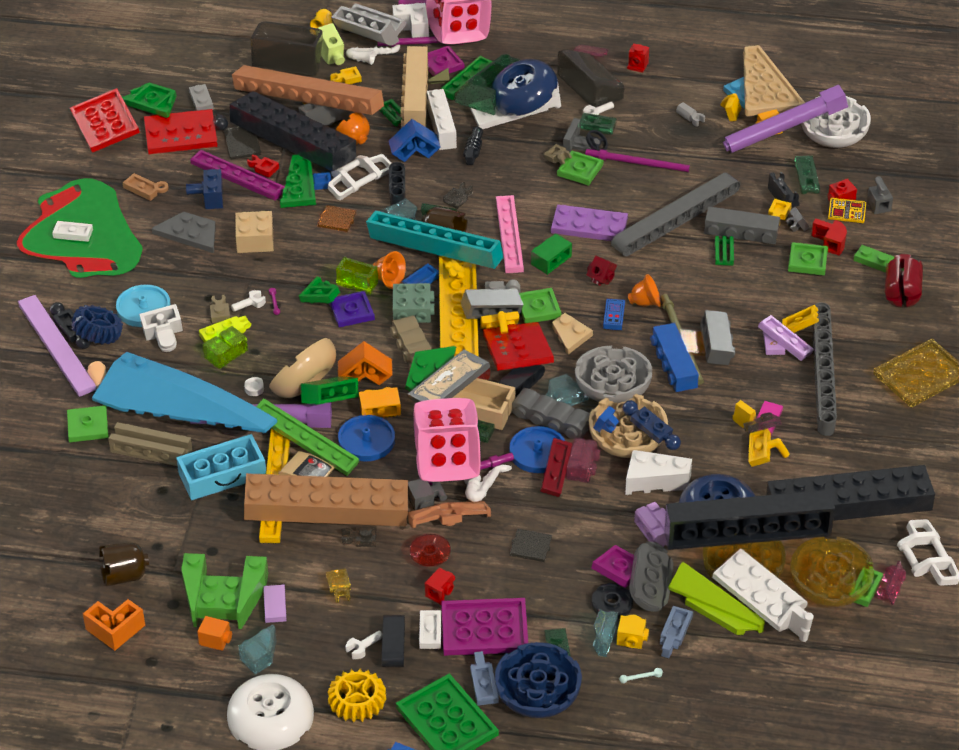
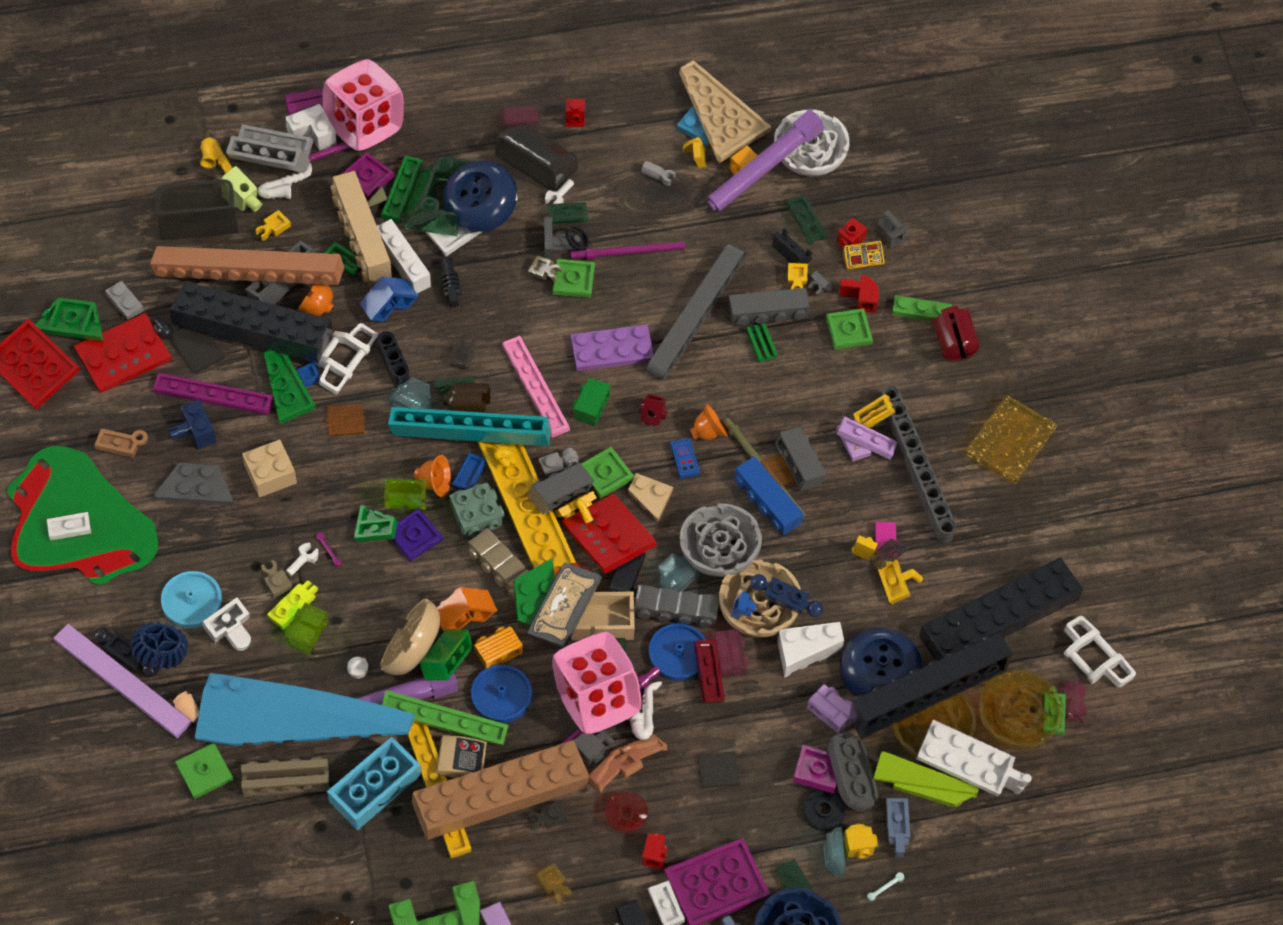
camera: 25 degrees left, 15 degrees up
(264, 167) = (238, 376): red plate -> none

